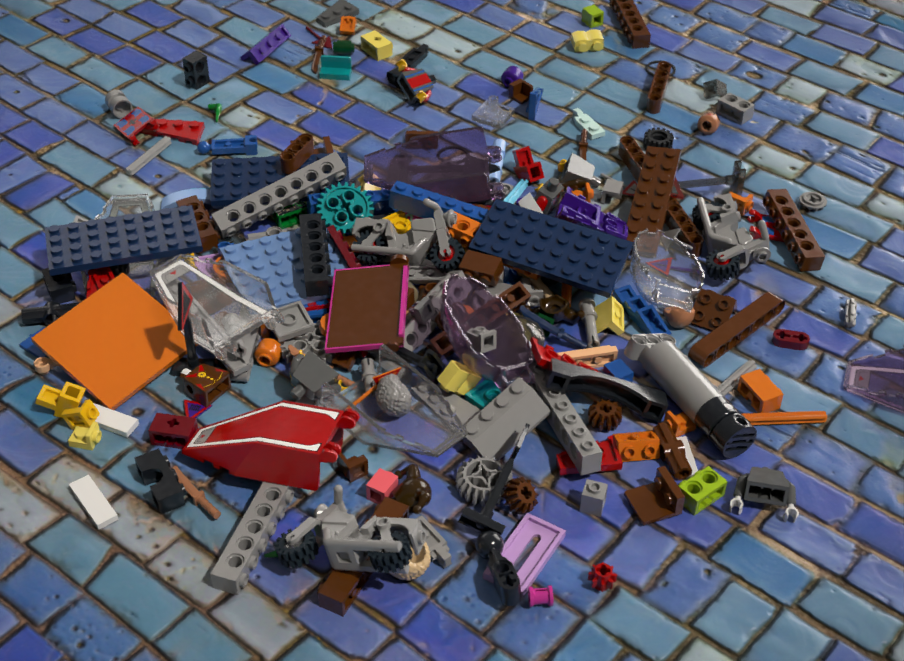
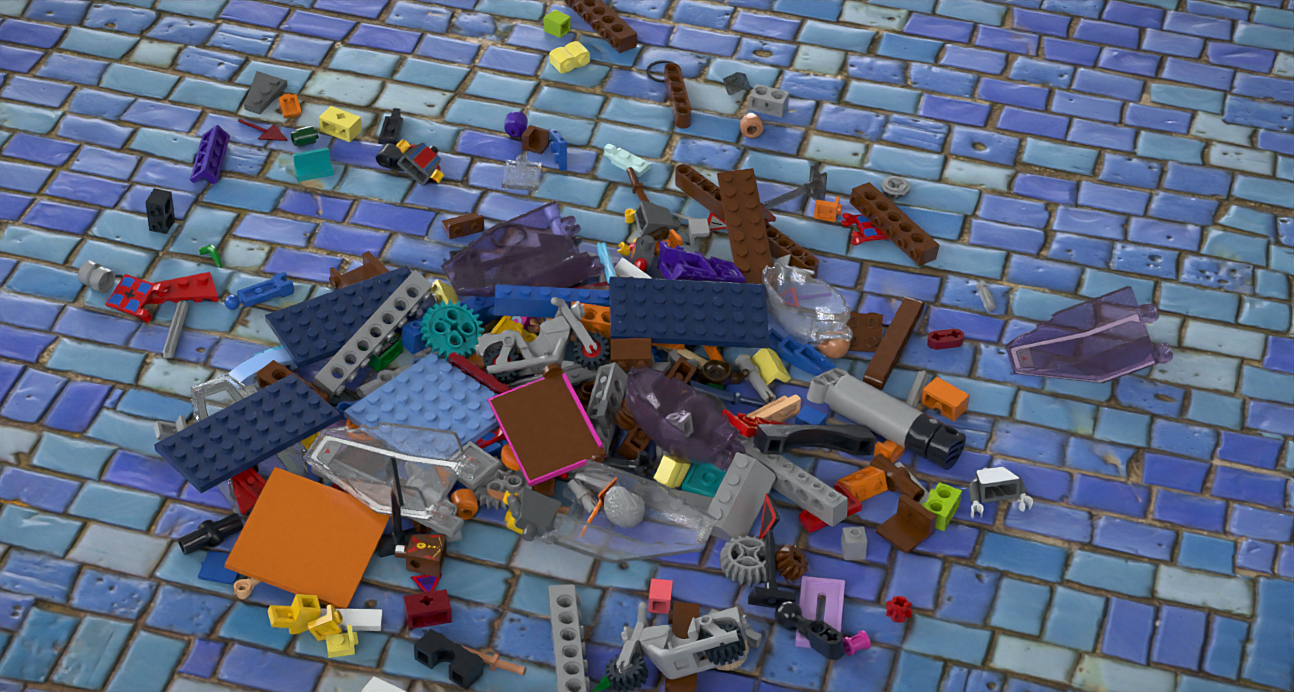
camera: 25 degrees left, 0 degrees up
(60, 286) = (192, 503): black brick -> none
(275, 443) = (542, 586): red windscreen -> none
(296, 153) = (361, 282): reddish brown beam -> none
(315, 255) = (456, 389): black brick -> none
(318, 52) = (276, 147): reddish brown sword -> none
(353, 467) = (619, 588): reddish brown panel -> none
(413, 490) = (693, 588): dark brown piece -> none
(525, 166) = (595, 229): red brick -> none
(604, 415) = (820, 464): reddish brown gear -> none
(658, 138) = (710, 160): black tyre -> none
(724, 239) = (848, 263): light grey piece -> none
(773, 418) = (981, 415): orange axle -> none

